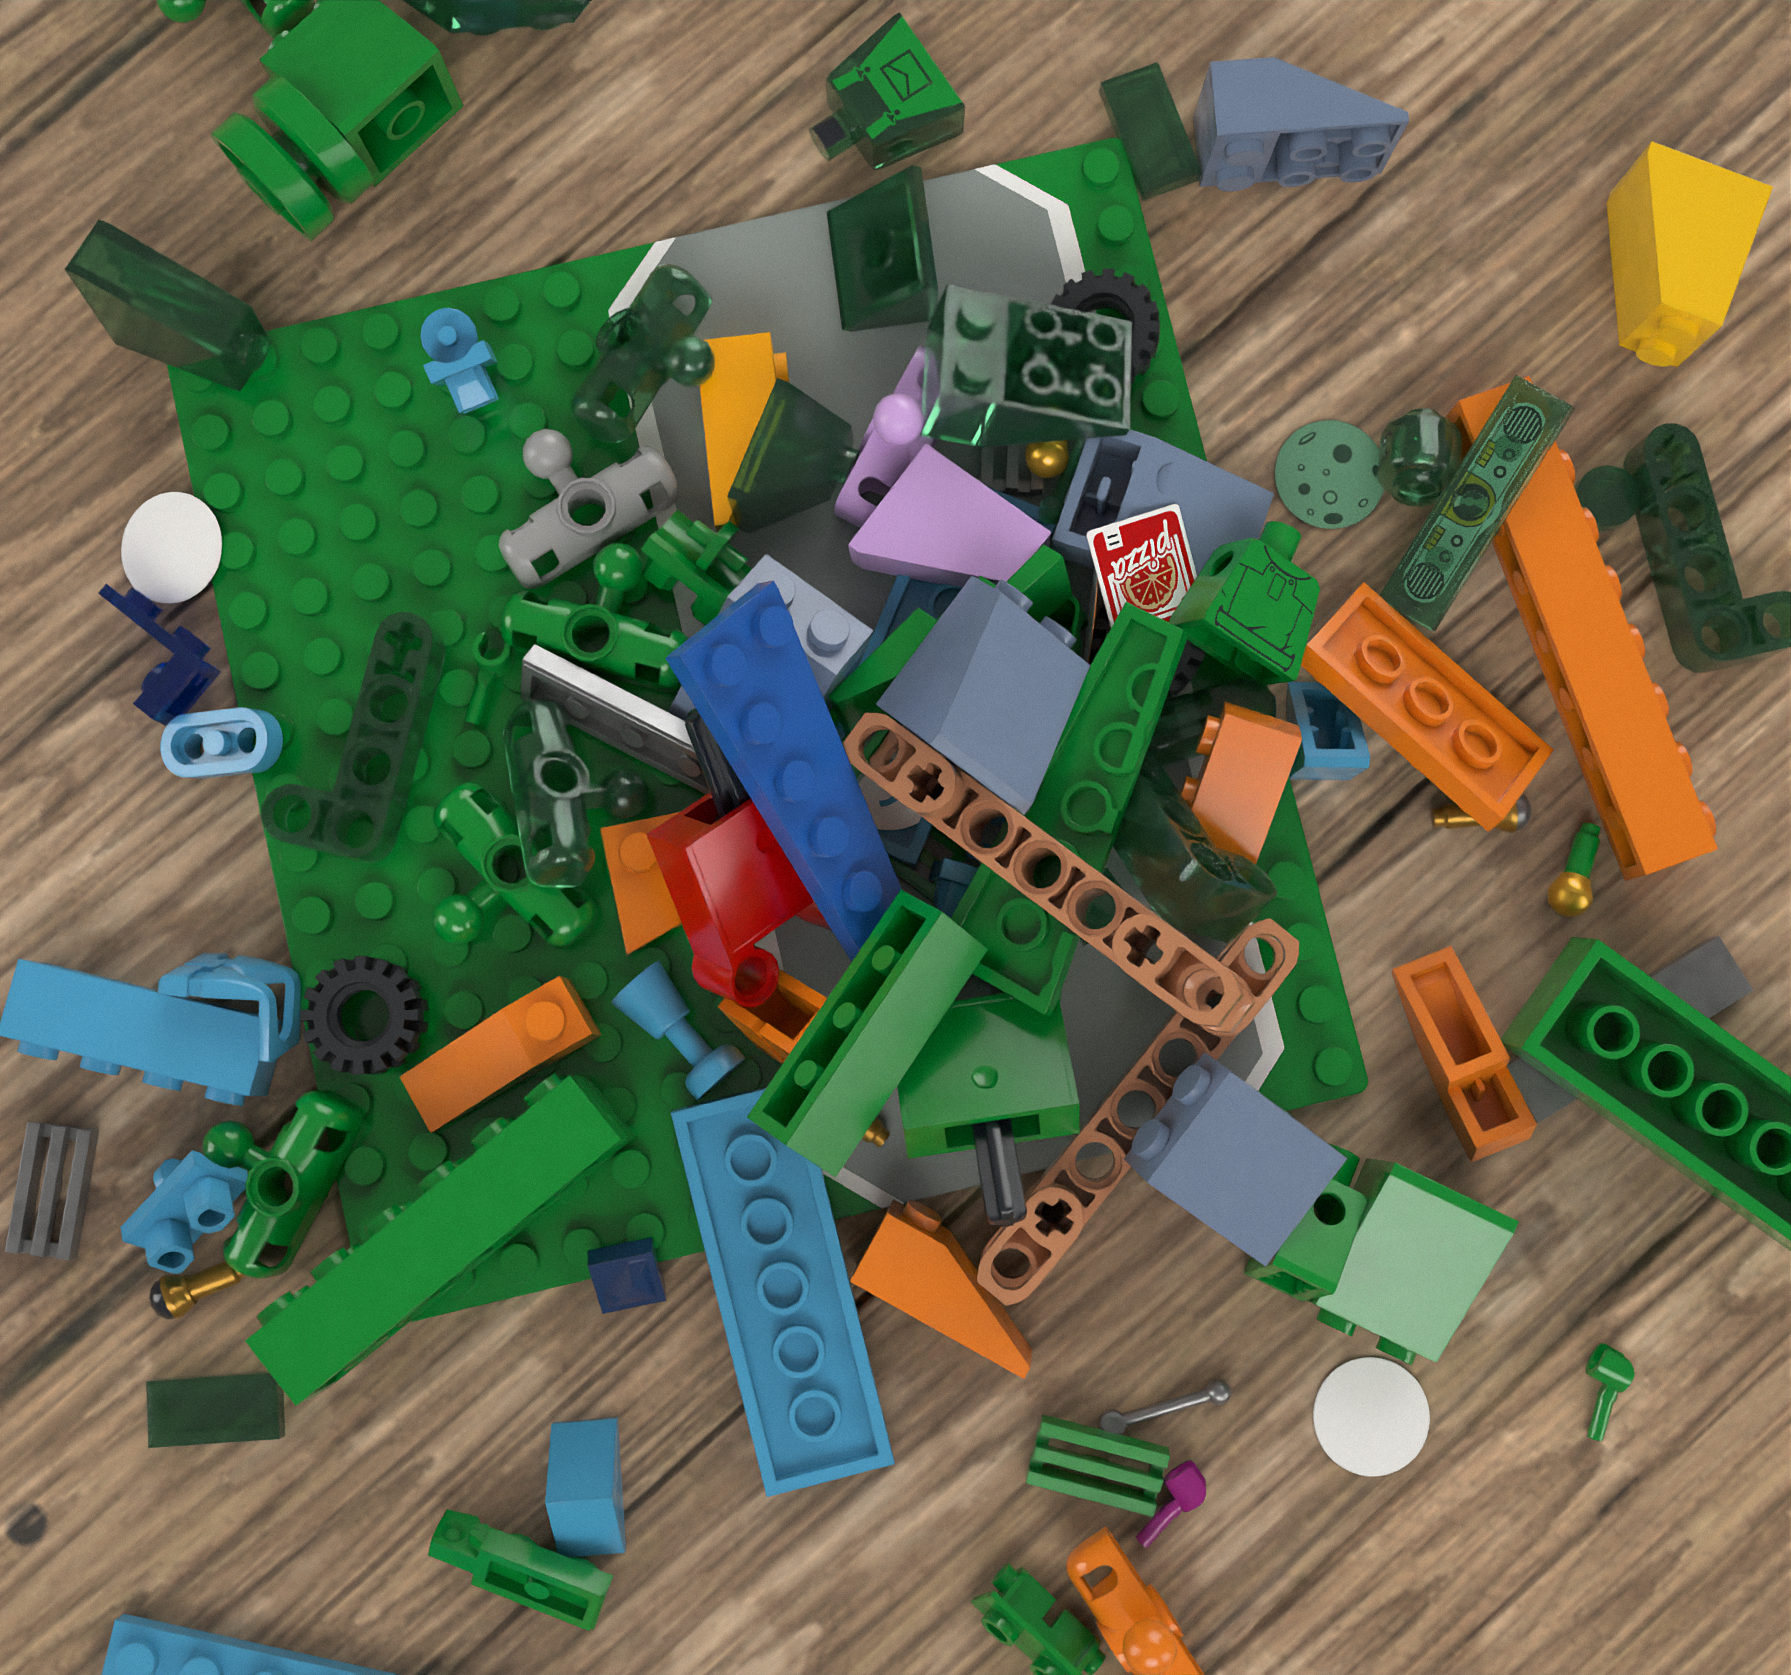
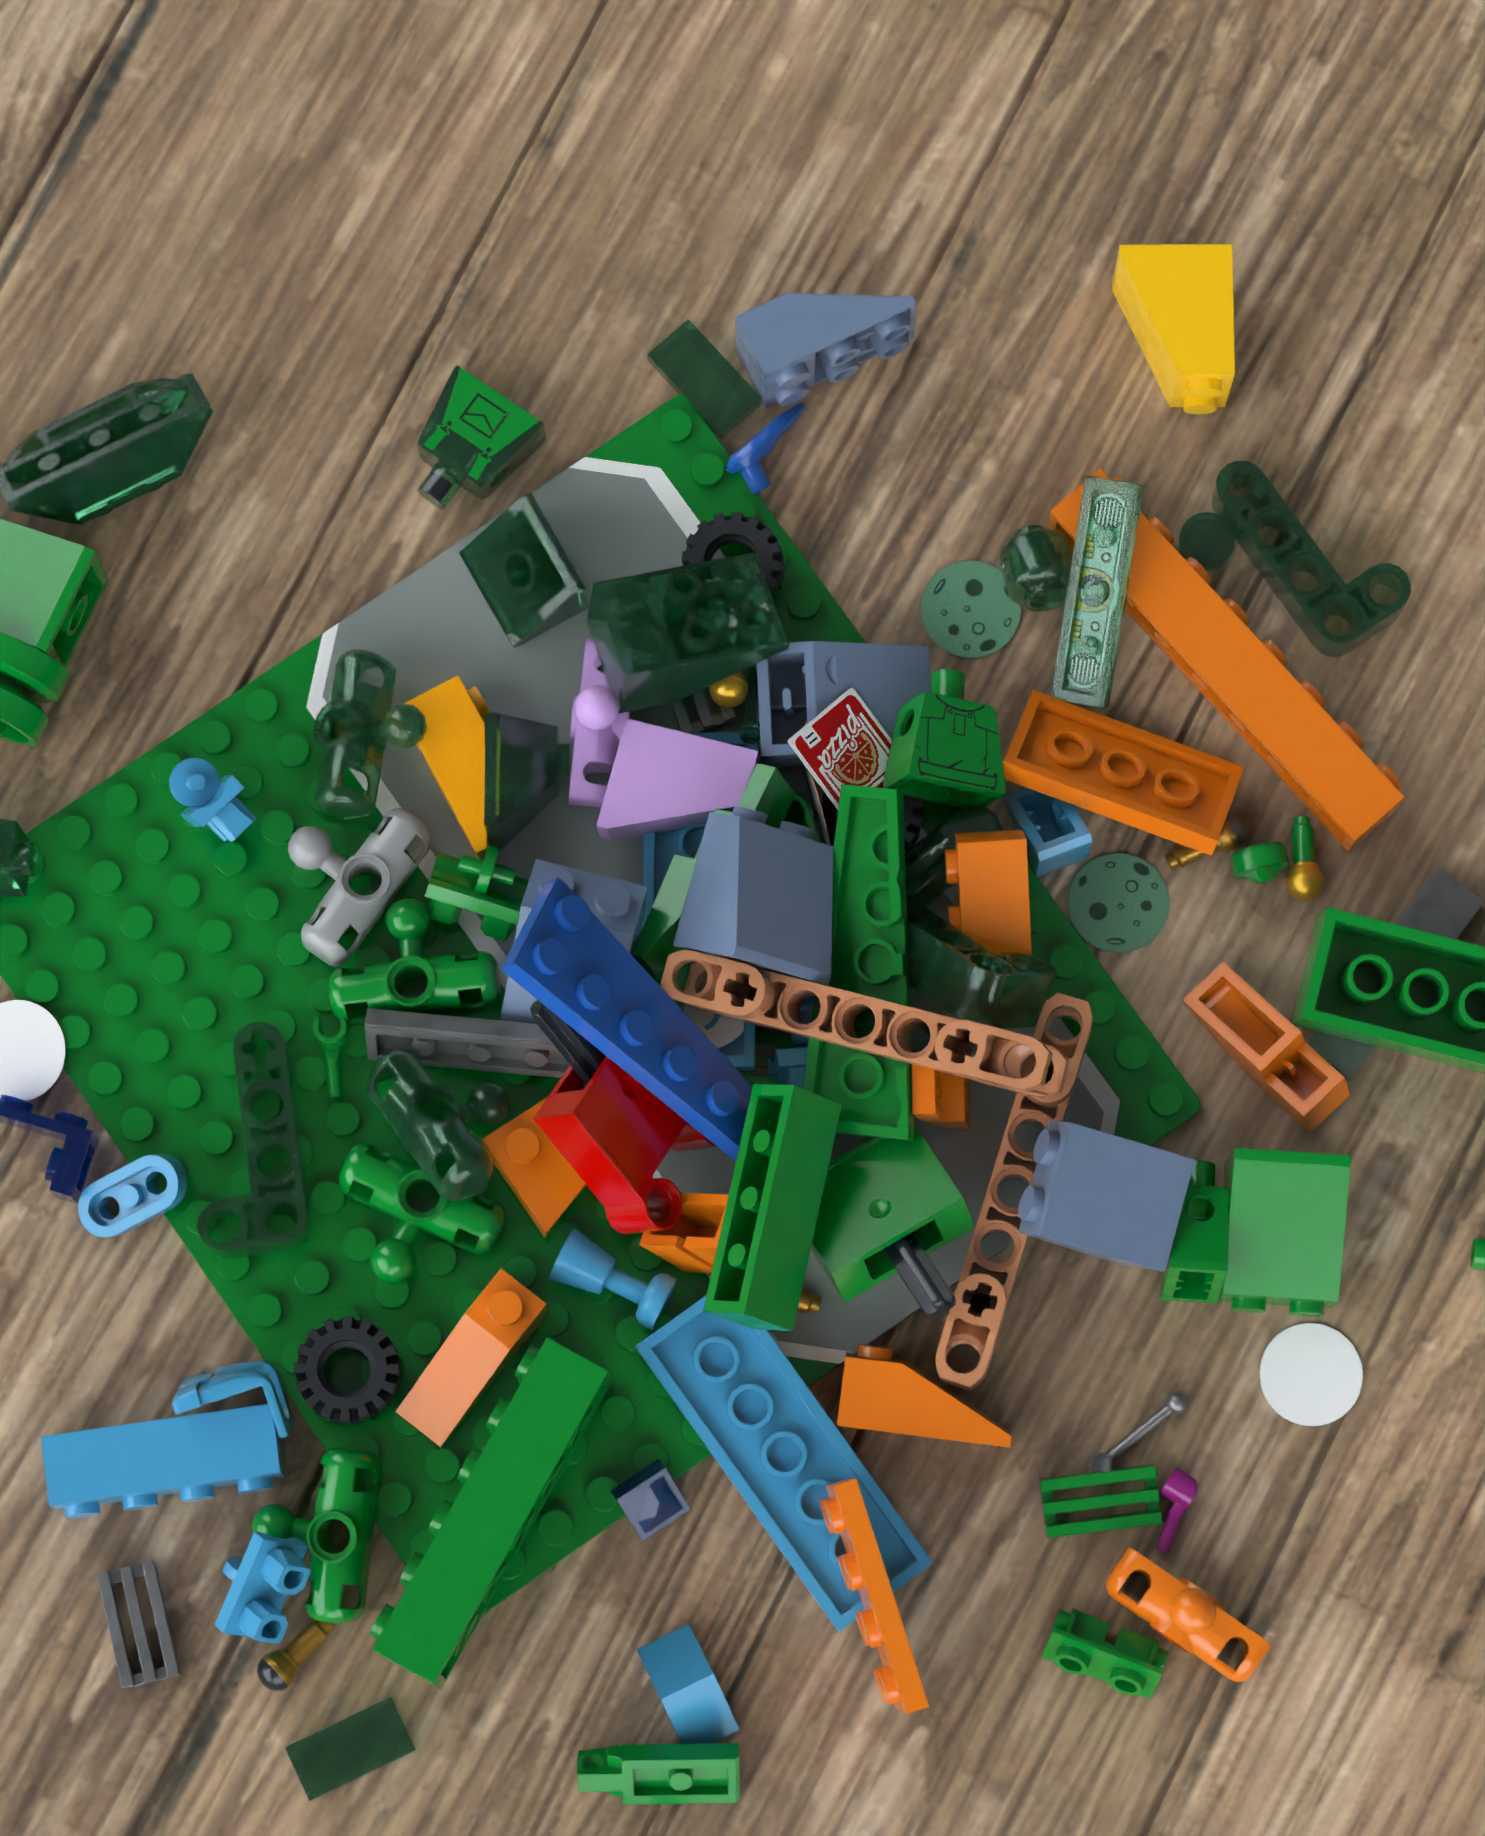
camera: 20 degrees left, 5 degrees down
(810, 1509) = (880, 1620): none -> orange plate
(1095, 979) = (941, 1098): none -> orange slope
(1180, 220) = (761, 444): none -> blue bar
(1364, 839) = (1118, 902): none -> clear green sticker
(1532, 856) = (1260, 862): none -> green tile

